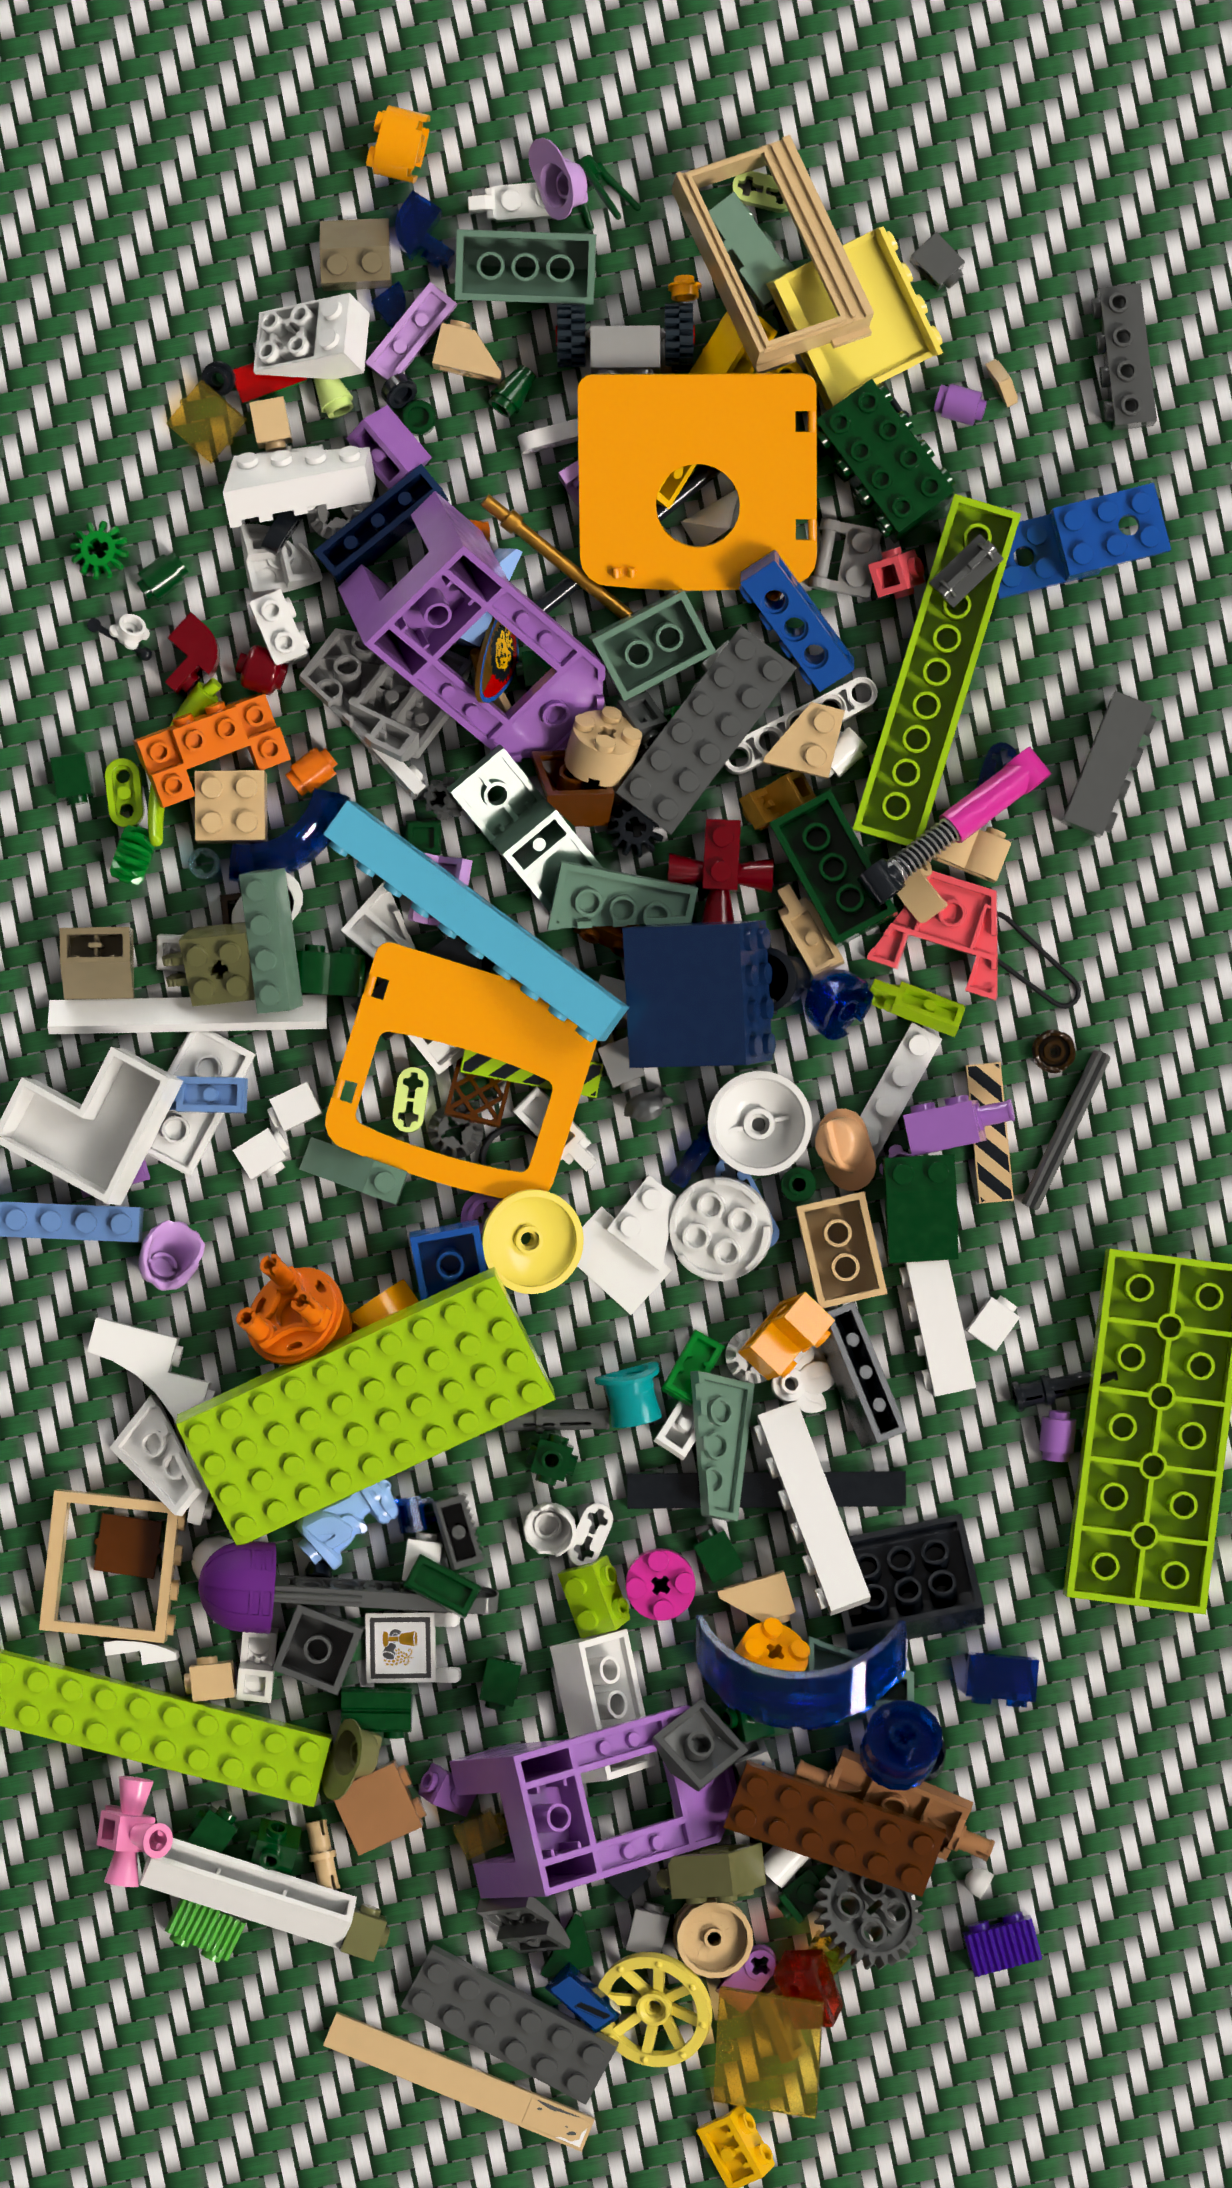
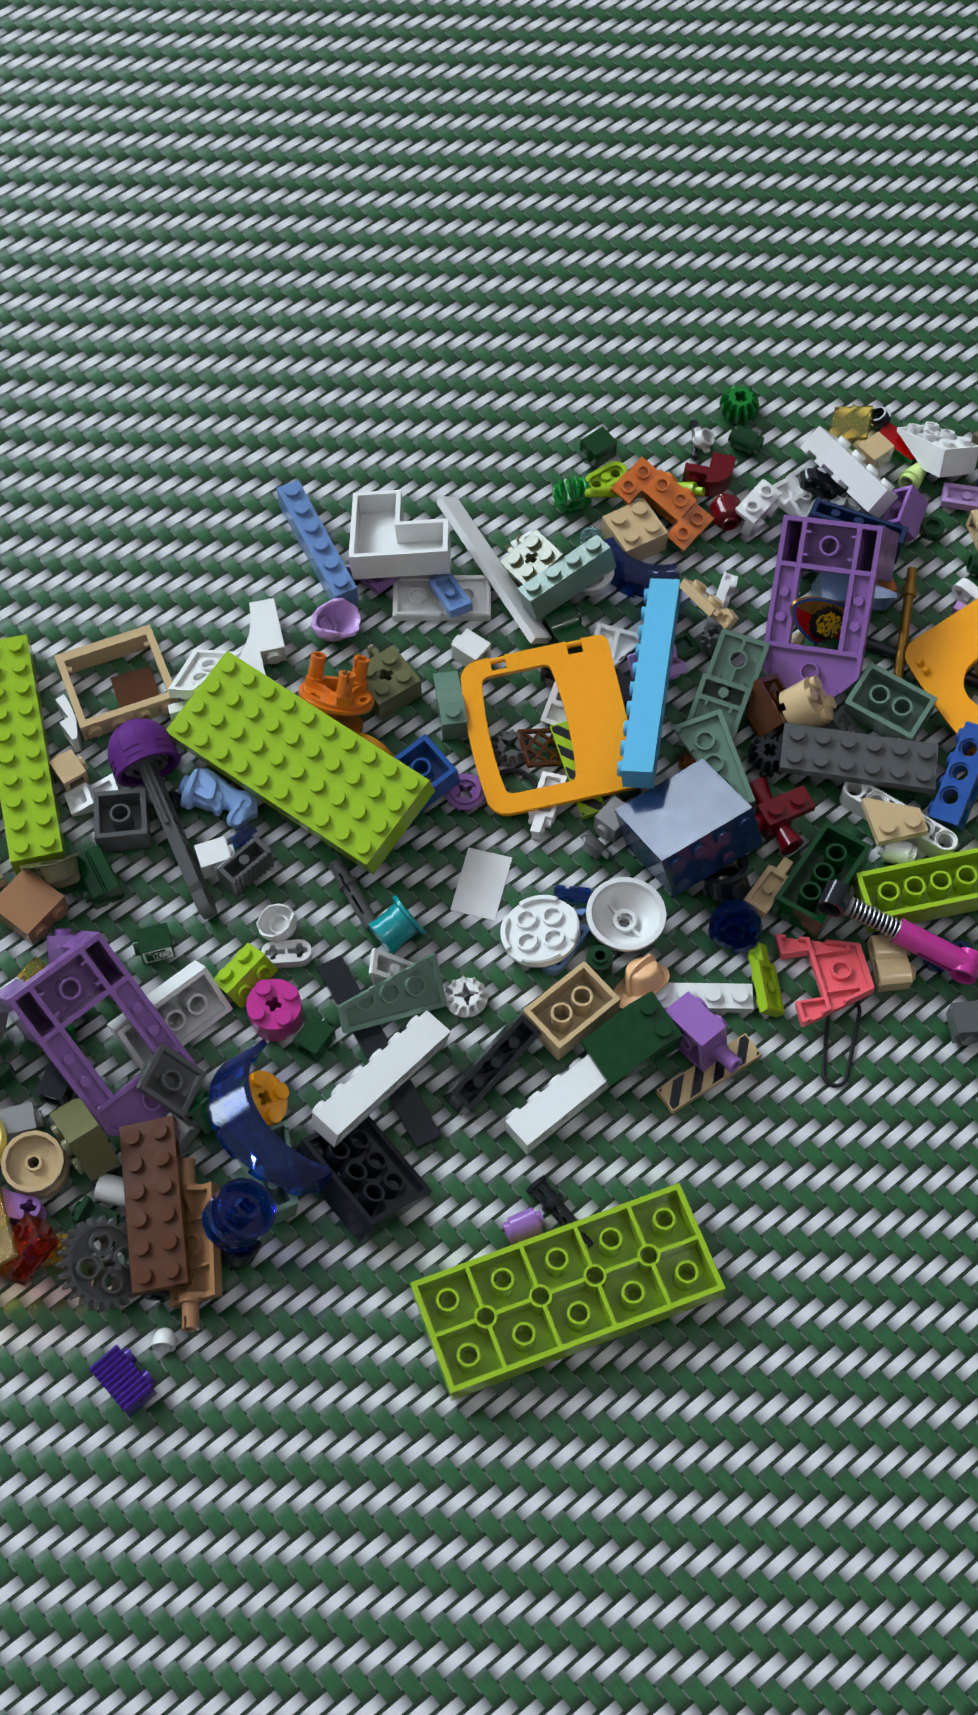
camera: 60 degrees right, 25 degrees down
(97, 963) = (496, 505): dark tan slope -> none
(263, 1154) = (430, 645): white brick -> none
(270, 1221) = (390, 681): none -> olive hinge
(312, 771) = (687, 565): orange brick -> none
(375, 697) = (750, 572): light grey wedge -> none
(399, 391) = (941, 507): black tile -> none
(401, 785) = (709, 603): none -> tan hinge
(404, 1647) = (149, 877): white flag -> none
(419, 1099) = (514, 714): yellowish green beam -> none
(442, 1586) = (201, 868): dark green tile -> none
(553, 1245) = (466, 799): light yellow dish -> none
(556, 1445) = (325, 901): dark green brick -> none
(644, 1221) = (517, 884): white wing -> none
(698, 1355) = (449, 959): green plate -> none
(761, 1597) = (303, 1082): tan slope -> none
(776, 799) = (834, 814): pearl gold brick -> none
(787, 1330) = (494, 1001): light orange brick -> none
(810, 1381) = (471, 1039): white plate -> none
(921, 896) = (841, 935): tan panel -> none
(993, 1322) = (580, 1139): white brick -> none
(1001, 1677) = (326, 1276): clear blue brick -> none
(1065, 1051) = (793, 1077): dark brown plate -> none
(1066, 1129) = (742, 1122): dark grey axle -> none

